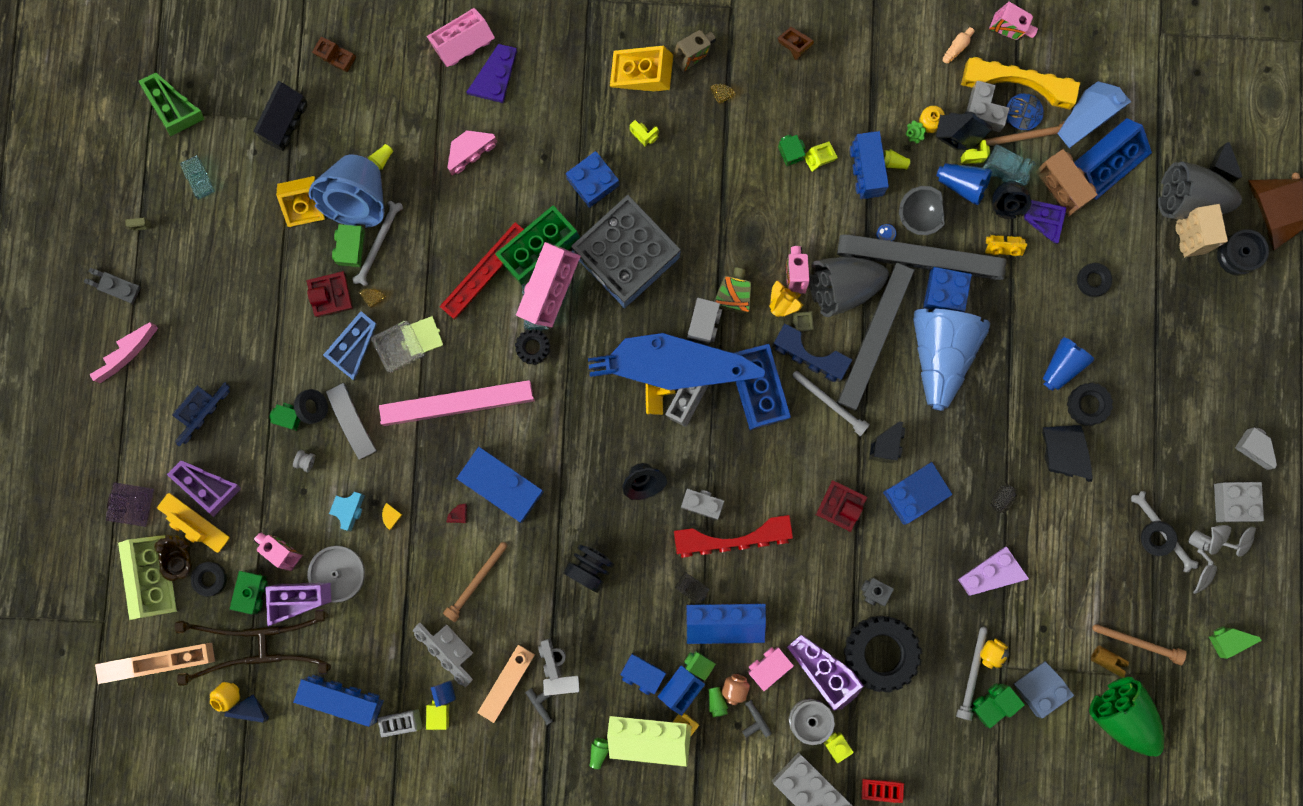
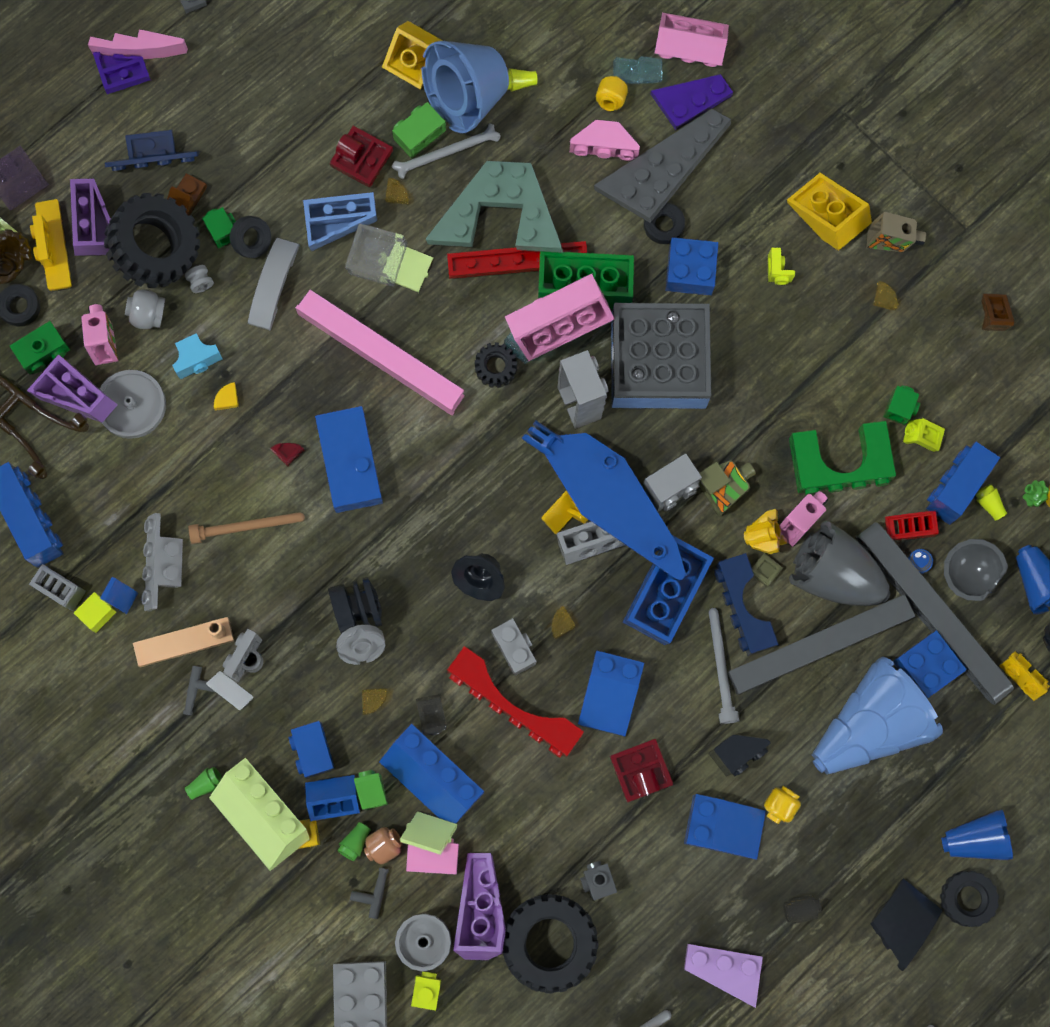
camera: 40 degrees right, 5 degrees down
(128, 378) = (120, 71): none -> dark purple wing
(246, 420) = (188, 192): none -> reddish brown slope
(254, 442) = (168, 218): none -> black tyre
(290, 510) = (145, 309): none -> light grey piece
(434, 233) = (500, 186): none -> sand green wing
(444, 115) = (611, 93): none -> yellow head
(446, 87) = (638, 71): none -> clear light blue slope
(518, 141) = (657, 174): none -> dark grey wing
(550, 178) = (676, 231): none -> black tyre
(599, 311) = (581, 383): none -> light grey piece
(612, 587) = (360, 644): none -> light grey tile
(649, 612) = (373, 700): none -> clear yellow tile
(715, 463) = (561, 623): none -> clear yellow tile
(725, 296) = (713, 478): none -> olive tile
(755, 657) = (428, 833): none -> yellowish green piece
(779, 239) = (814, 475): none -> green arch
(782, 478) = (610, 693): none -> blue slope
(873, 205) = (920, 516): none -> red slope
(938, 450) = (782, 805): none -> yellow head

